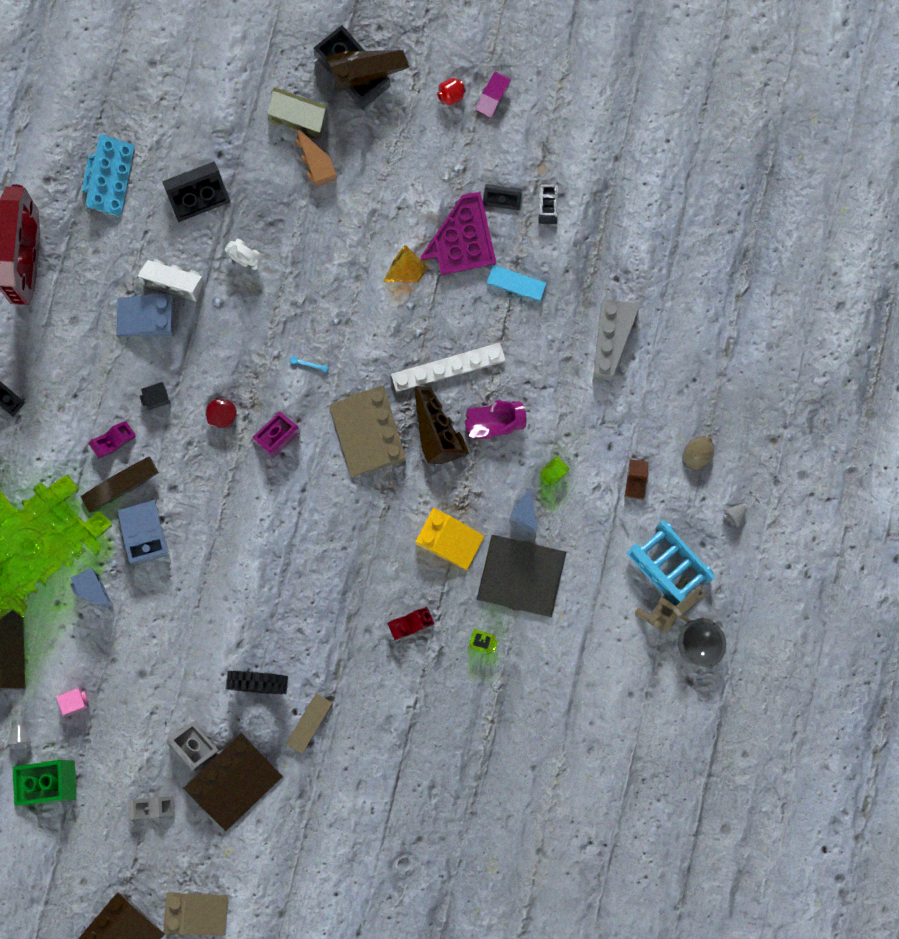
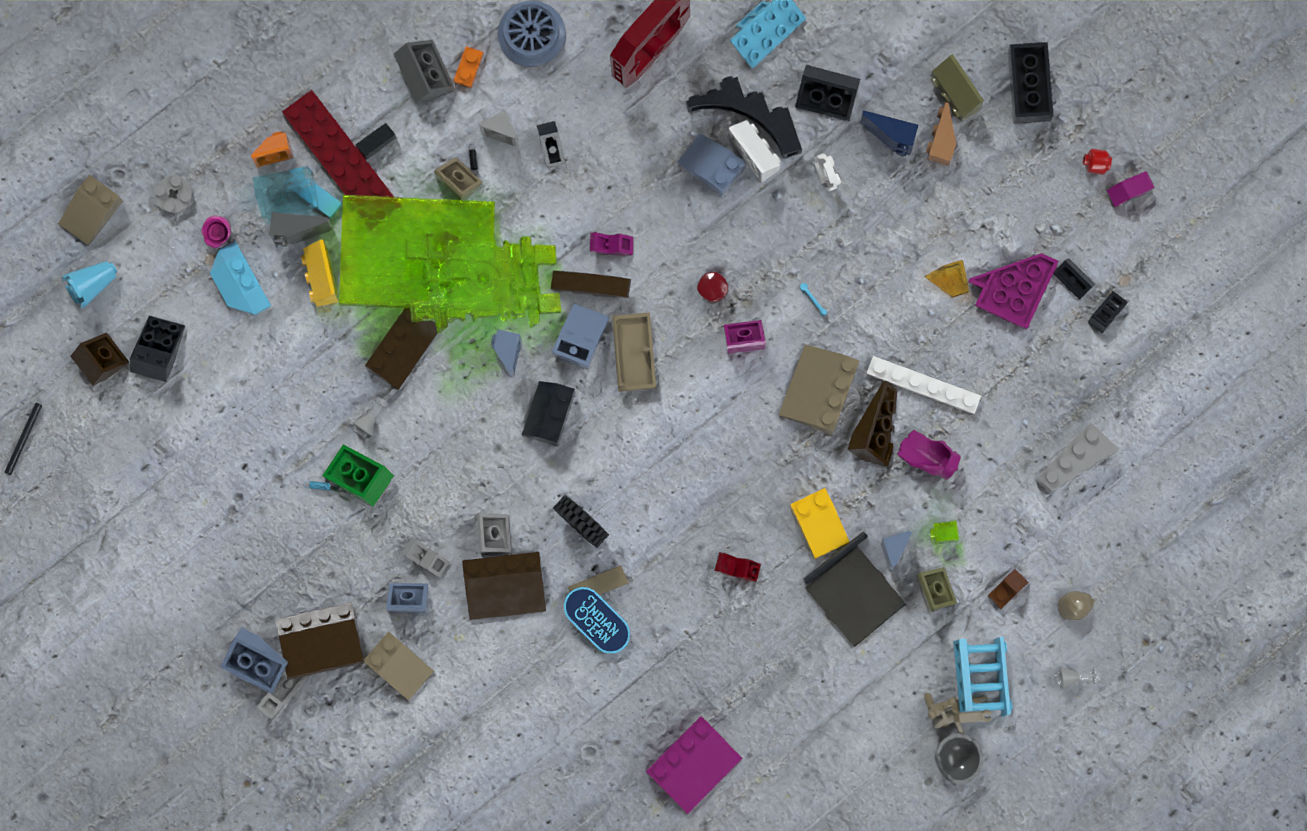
camera: 45 degrees right, 0 degrees up
(18, 815) = (320, 485): none -> medium azure piece
(72, 701) = (427, 428): bright pink brick -> none
(145, 245) = (754, 106): none -> black arch
(154, 396) = (670, 234): black brick -> none
(161, 852) = (407, 598): none -> sand blue slope
(163, 613) = (549, 412): none -> black slope
(196, 513) = (634, 352): none -> dark tan container
(271, 185) = (894, 133): none -> dark blue slope
(330, 752) = (597, 620): none -> tile
(360, 67) = (1036, 88): dark brown wedge -> none
(482, 557) = (836, 557): none -> black bar
(482, 642) = (783, 625): clear neon green brick -> none
(496, 809) = (694, 764): none -> magenta slope
(516, 283) = (1031, 357): medium azure tile -> none
(581, 522) = (936, 589): none -> olive slope

